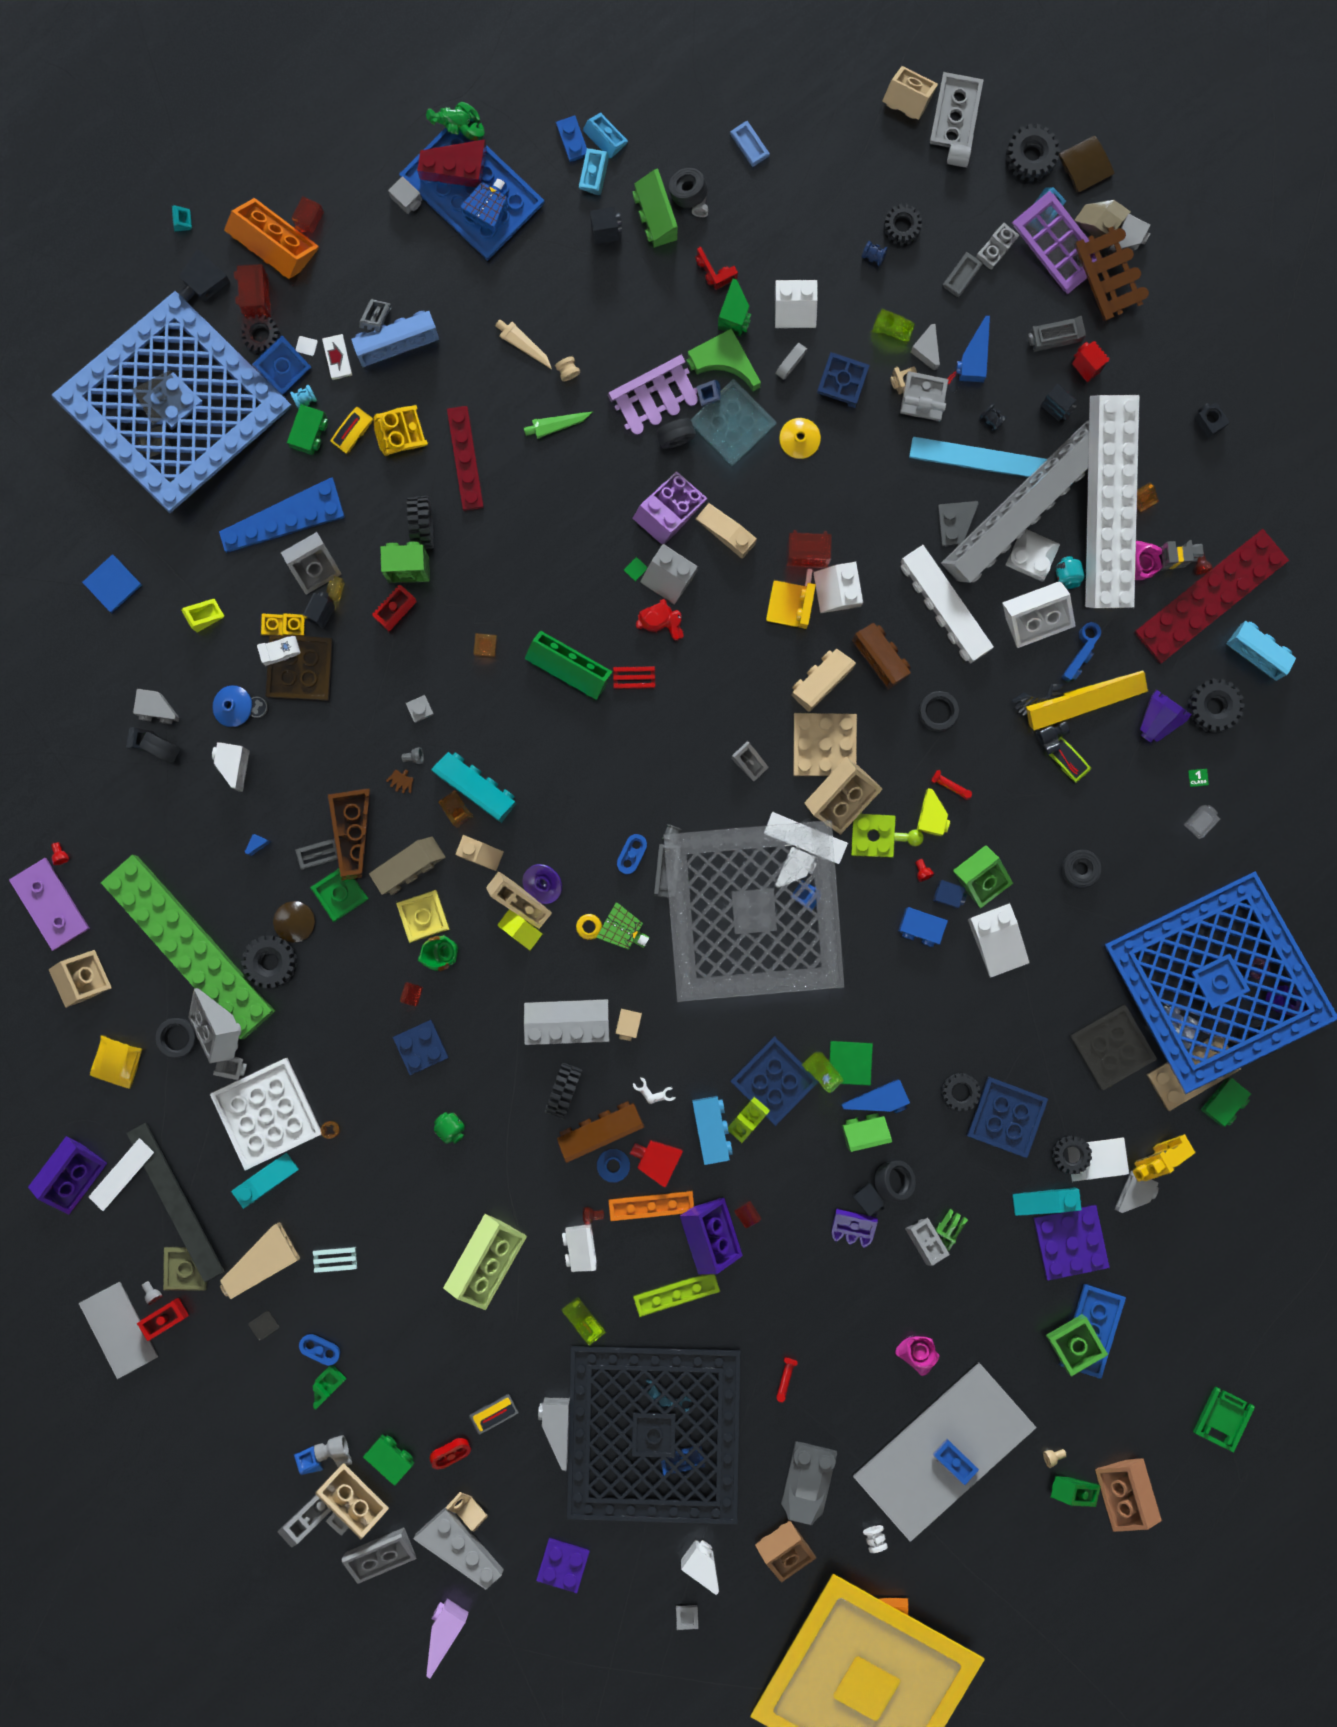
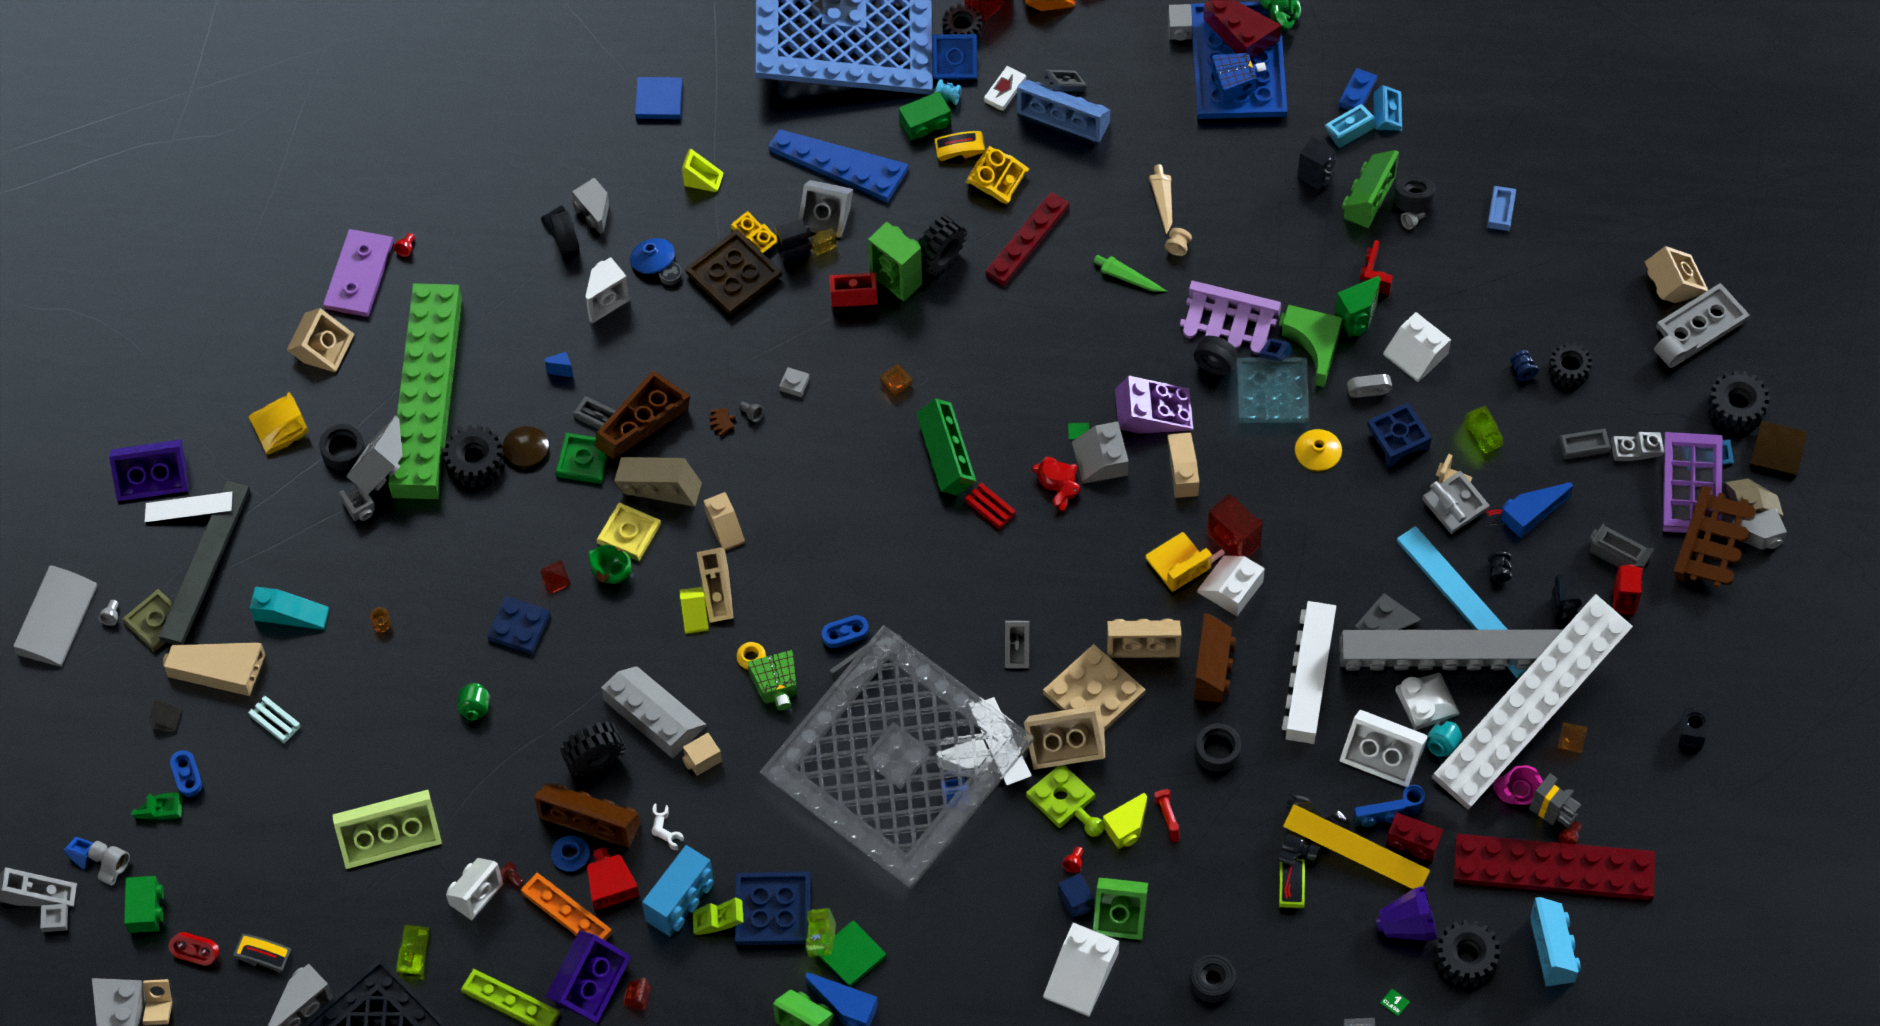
camera: 50 degrees right, 25 degrees down
(162, 1319) = (97, 635): red brick -> none
(266, 1113) = (345, 563): white plate -> none
(278, 650) = (729, 241): white leg -> none
(306, 345) = (989, 63): white sticker -> none
(351, 1501) = (79, 903): tan slope -> none
(379, 1556) = (50, 973): light grey slope -> none
(455, 809) = (740, 478): clear orange slope -> none
(474, 787) = (773, 469): teal slope -> none
(537, 888) = (749, 587): dark purple dish -> none
(922, 926) = (1026, 900): blue brick -> none
(927, 348) = (1496, 468): light grey slope -> none
(1118, 657) = (1414, 837): none -> dark red brick

